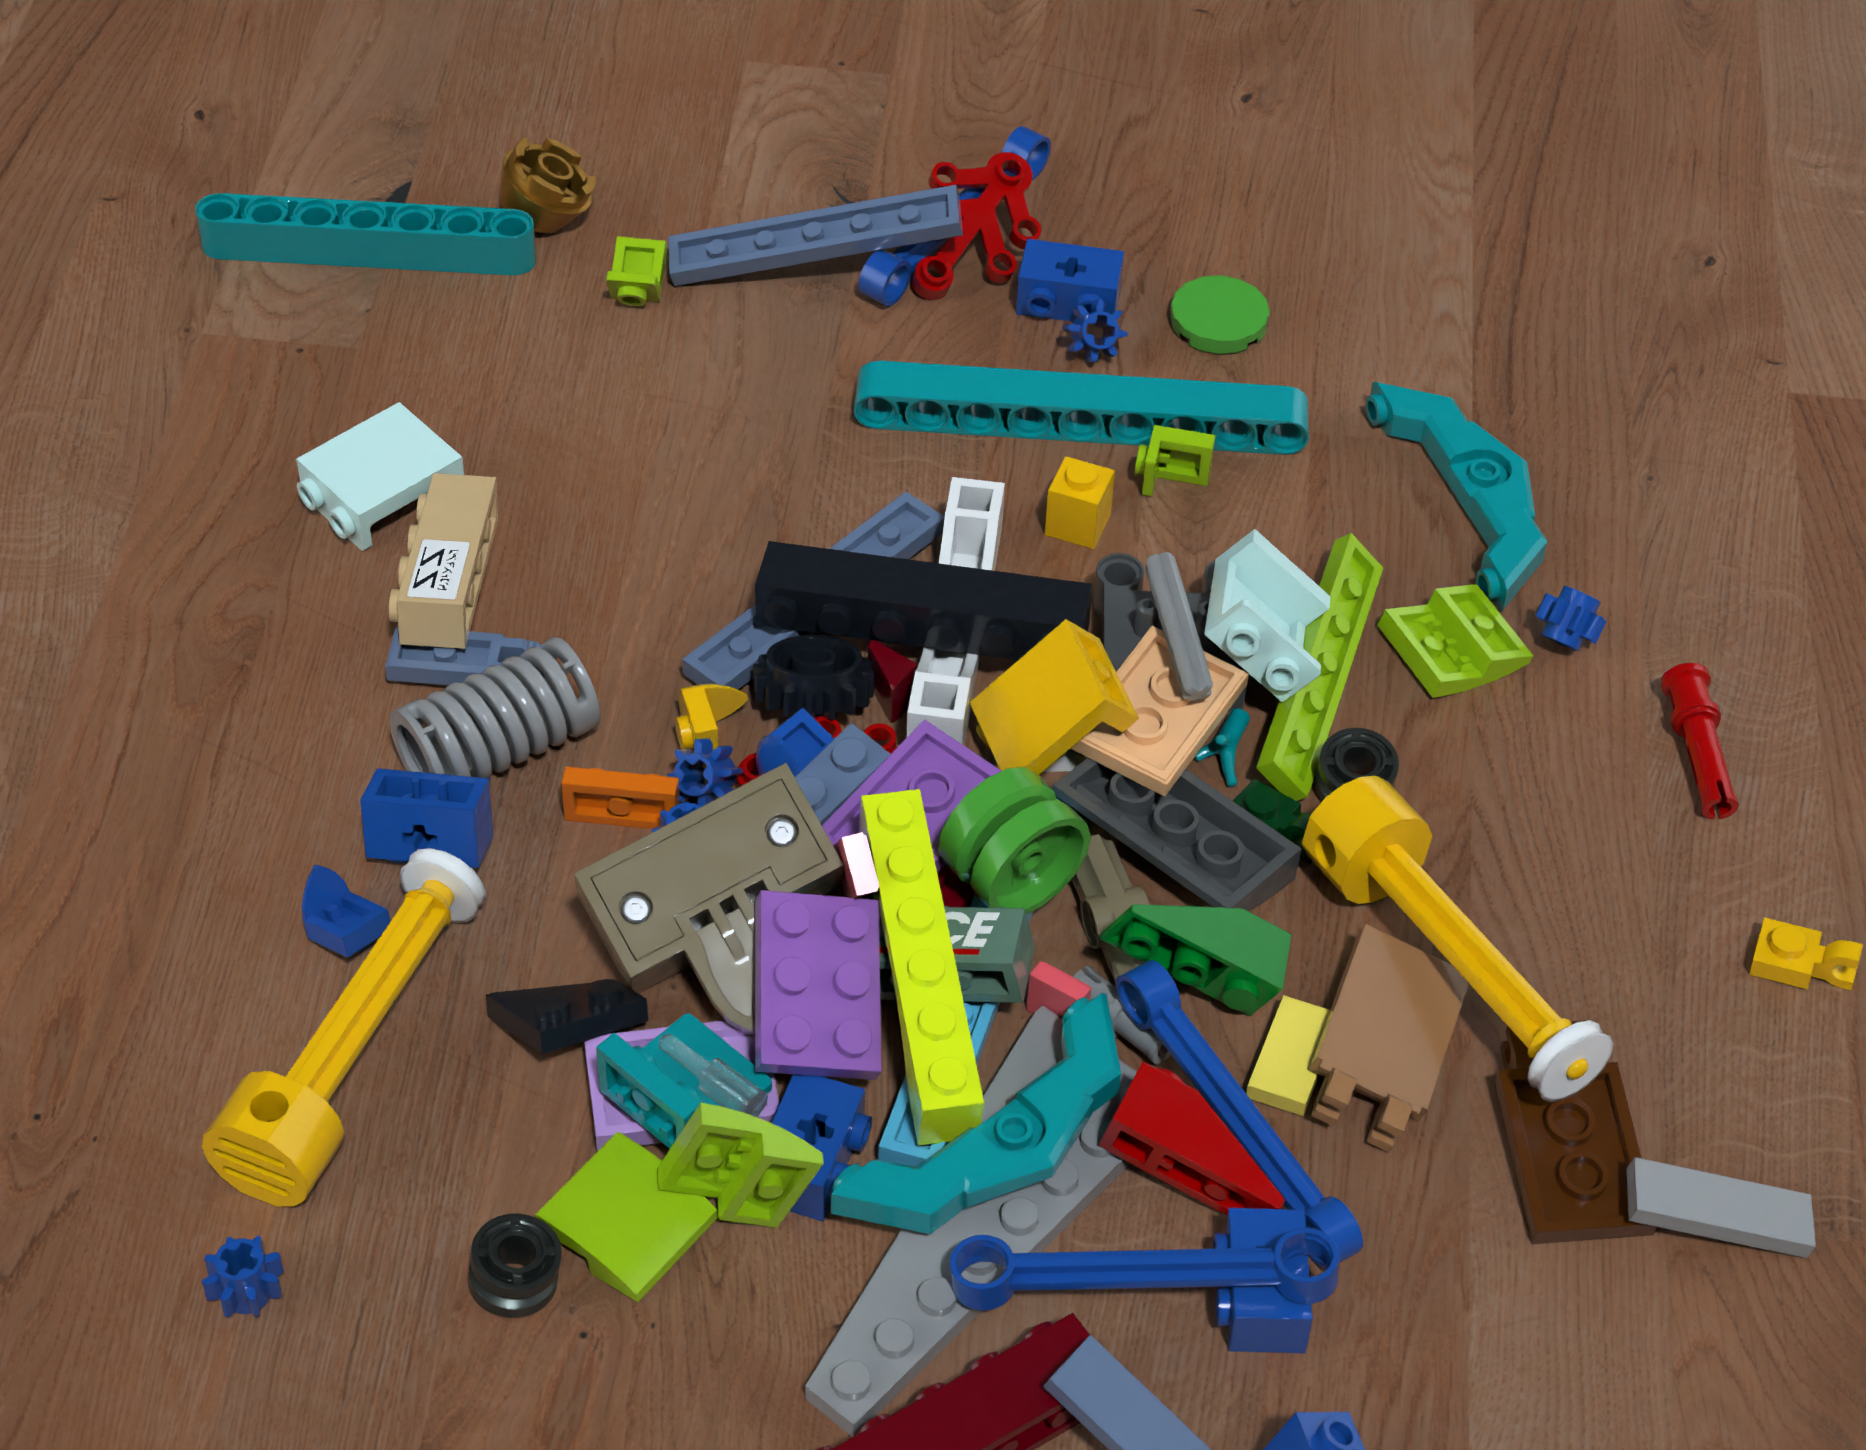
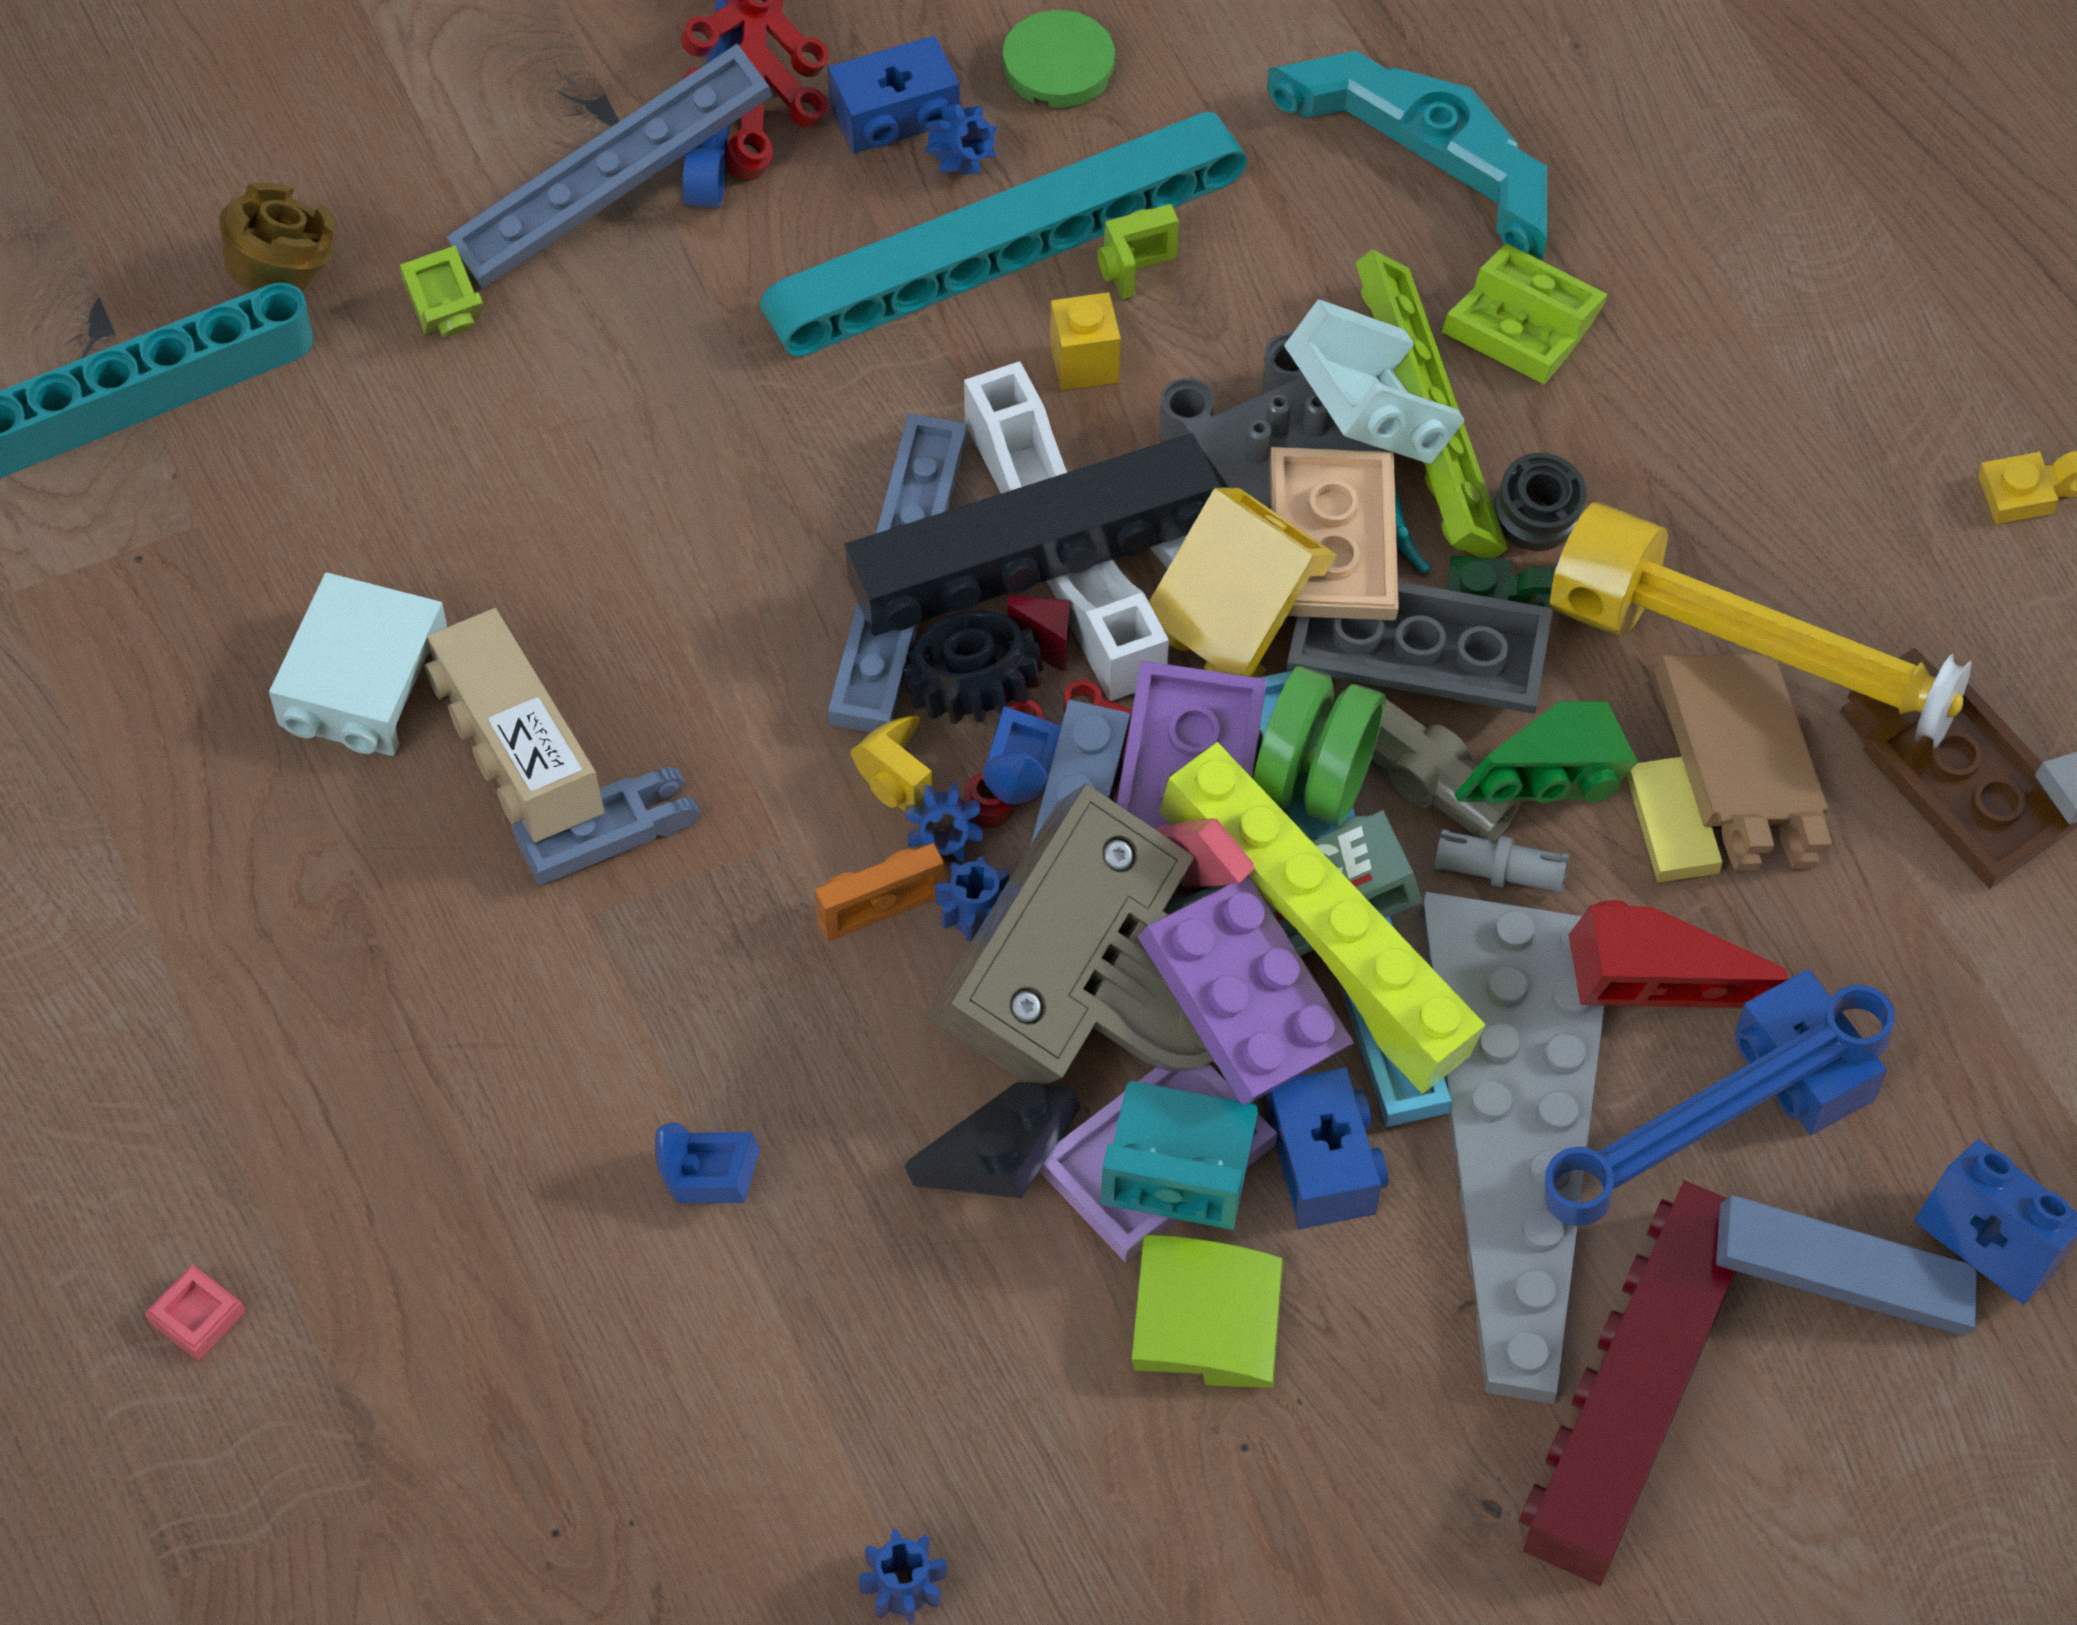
camera: 30 degrees left, 10 degrees up
(280, 1129) = (834, 1416): yellow piece -> none
(426, 811) = (717, 1015): blue brick -> none
(498, 715) = (702, 875): light grey piece -> none
(509, 1289) = (1150, 1391): pearl dark grey wheel -> none
(717, 1078) = (1216, 1135): clear axle -> none
(742, 1162) = (1300, 1207): lime slope -> none
(1004, 1152) = (1520, 1048): teal helmet -> none
(1054, 989) = (1442, 872): coral tile -> none
(1154, 1003) = (1543, 837): blue piece -> none
(1178, 626) = (1309, 438): light grey axle -> none
(1570, 618) = (1621, 239): blue gear -> none
(1696, 721) = (1796, 289): red pin -> none

